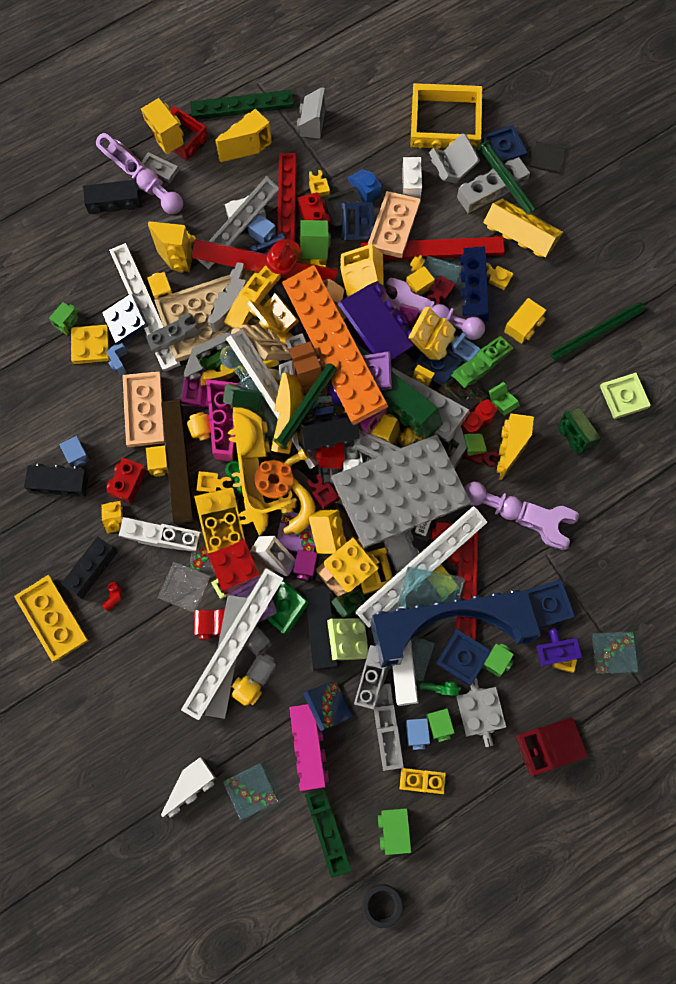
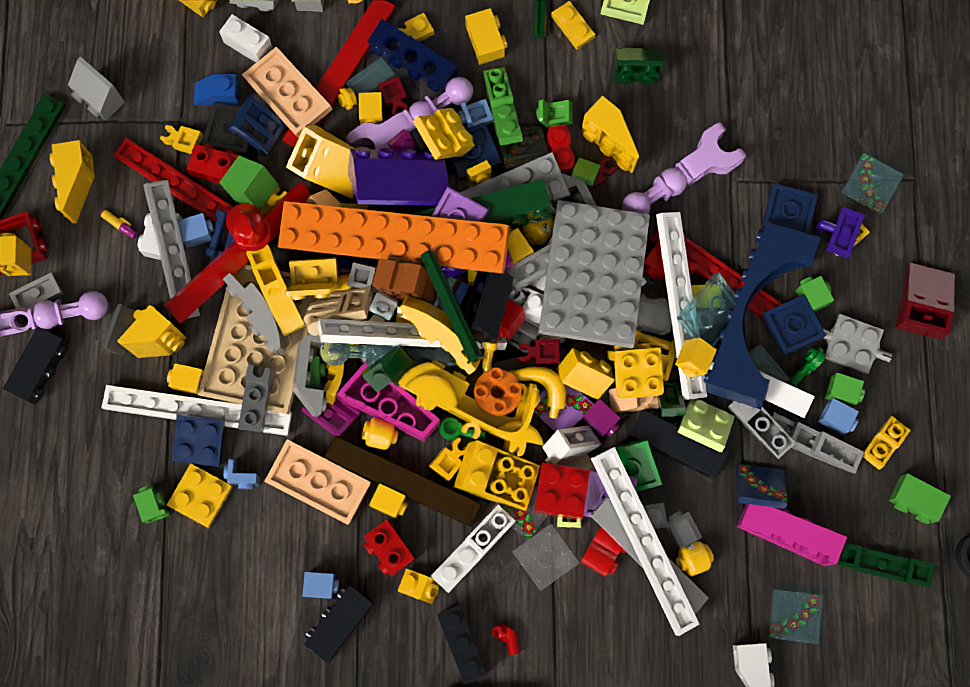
camera: 60 degrees left, 5 degrees up
(237, 186) = (120, 223): none -> piece
(387, 597) = (695, 357): none -> yellow brick
(577, 373) = (573, 25): none -> yellow plate

